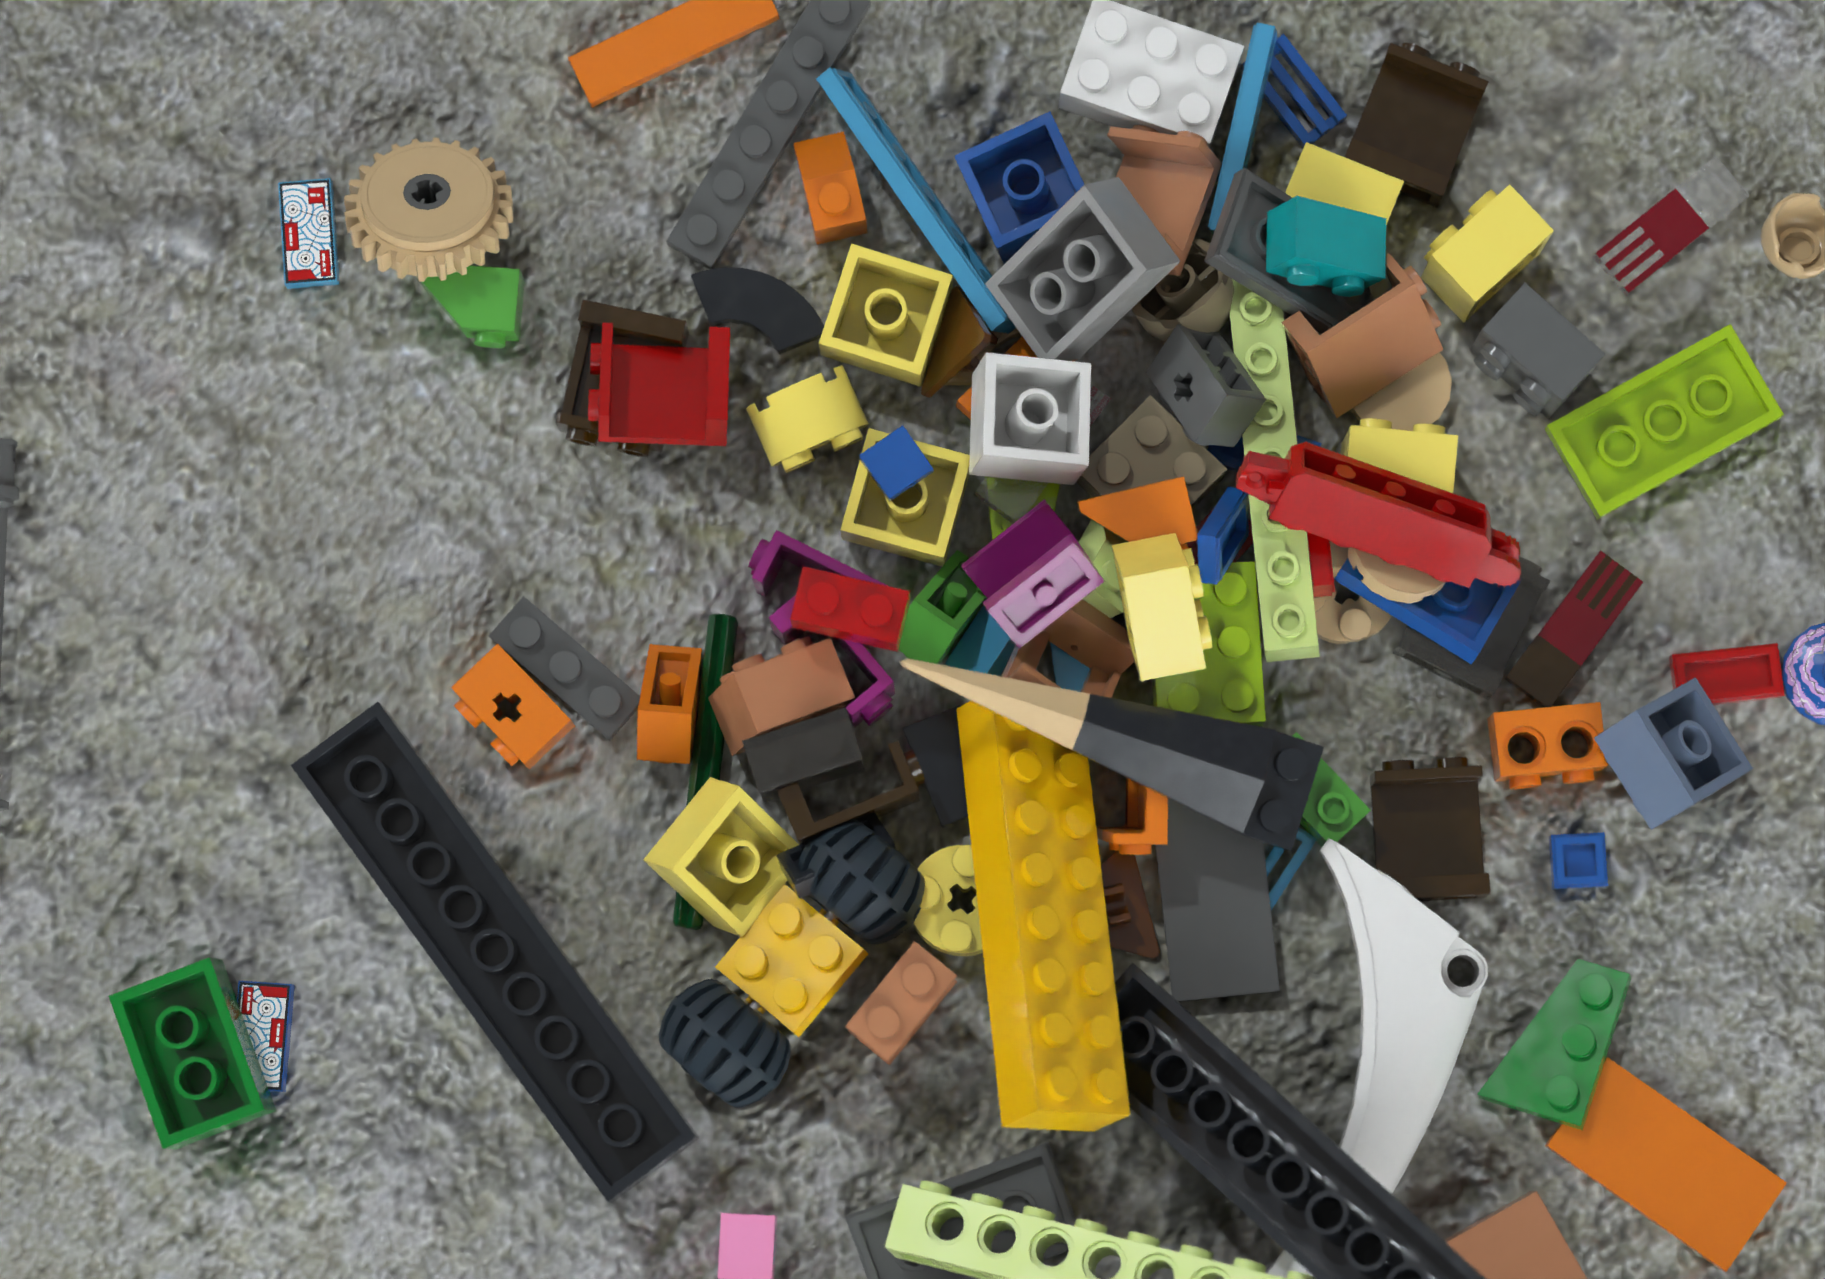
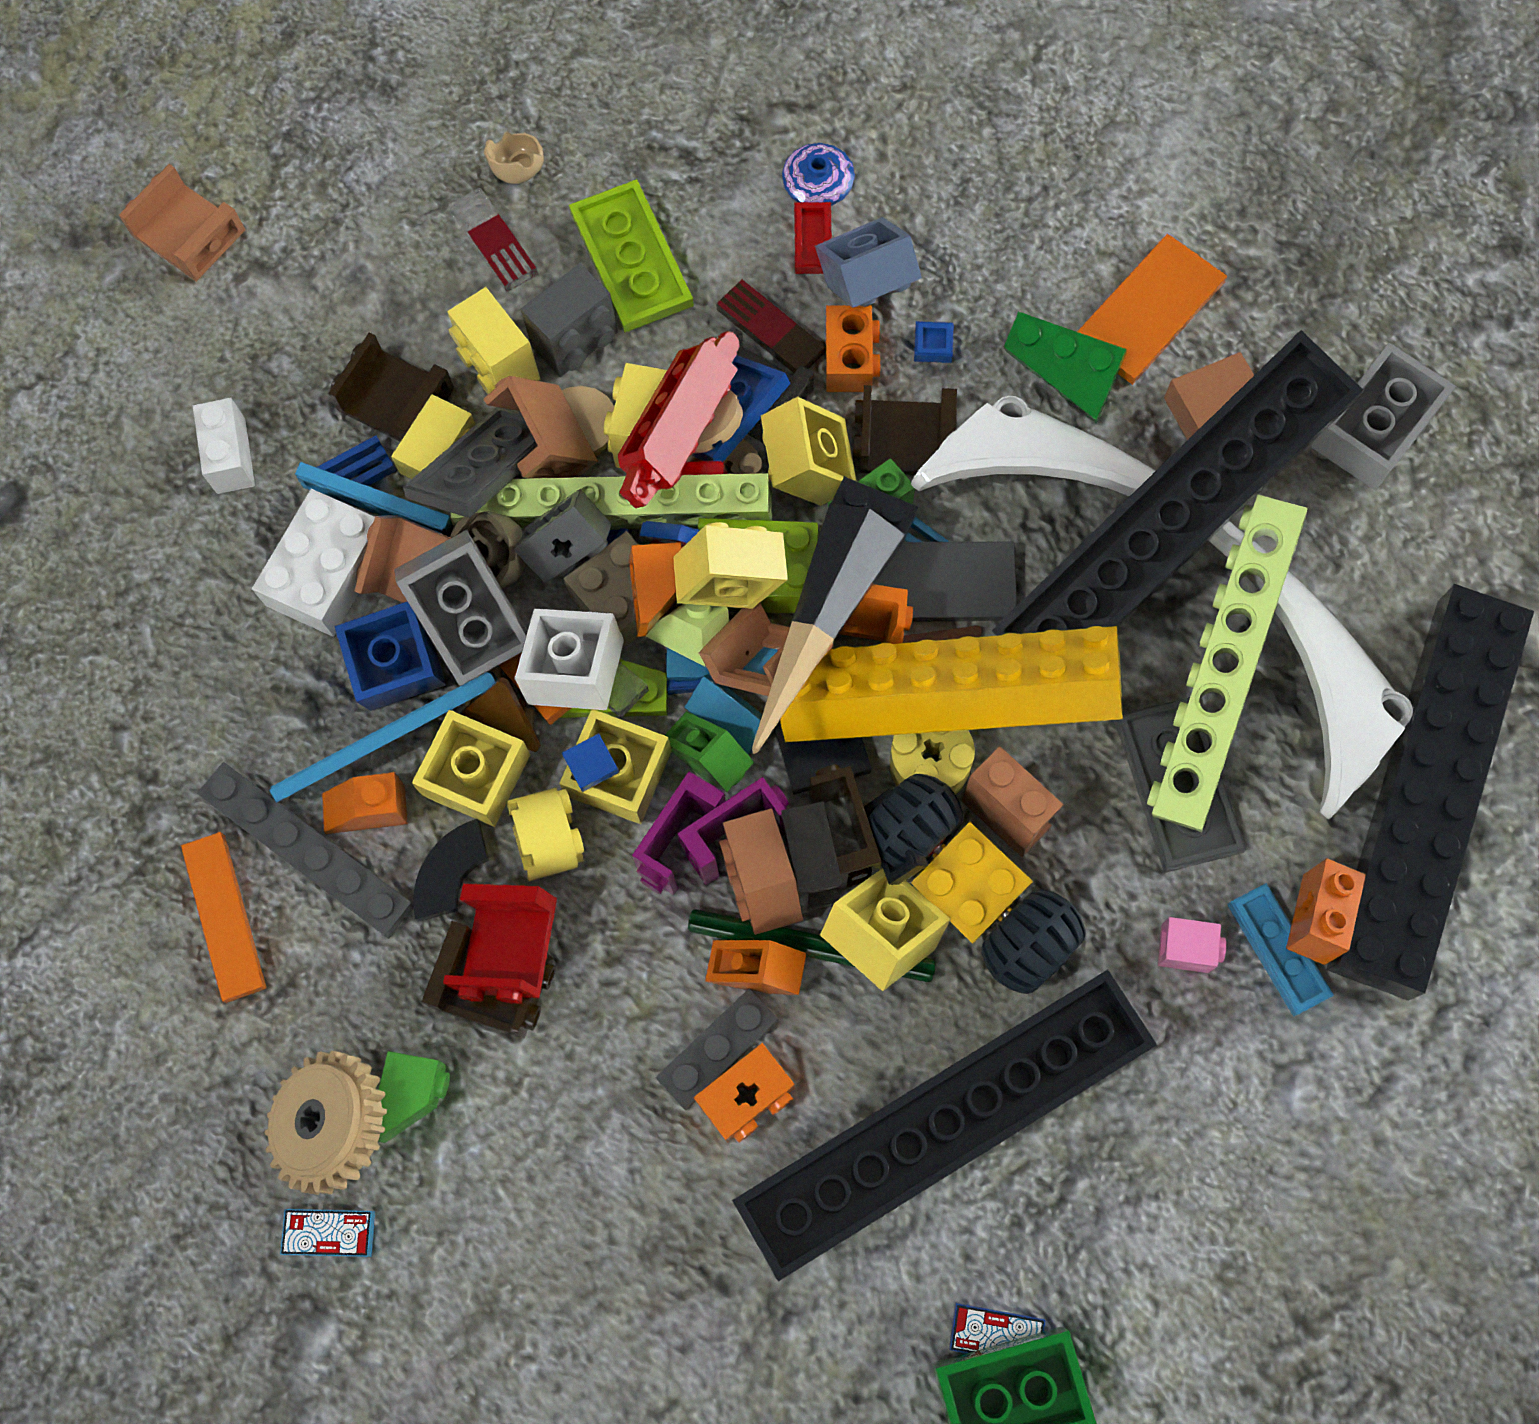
camera: 85 degrees left, 10 degrees down
(850, 609) = (704, 796): red brick -> none
(1032, 573) = (691, 667): magenta panel -> none
(1326, 246) = (471, 437): teal brick -> none
(1369, 699) = (807, 450): none -> light yellow brick

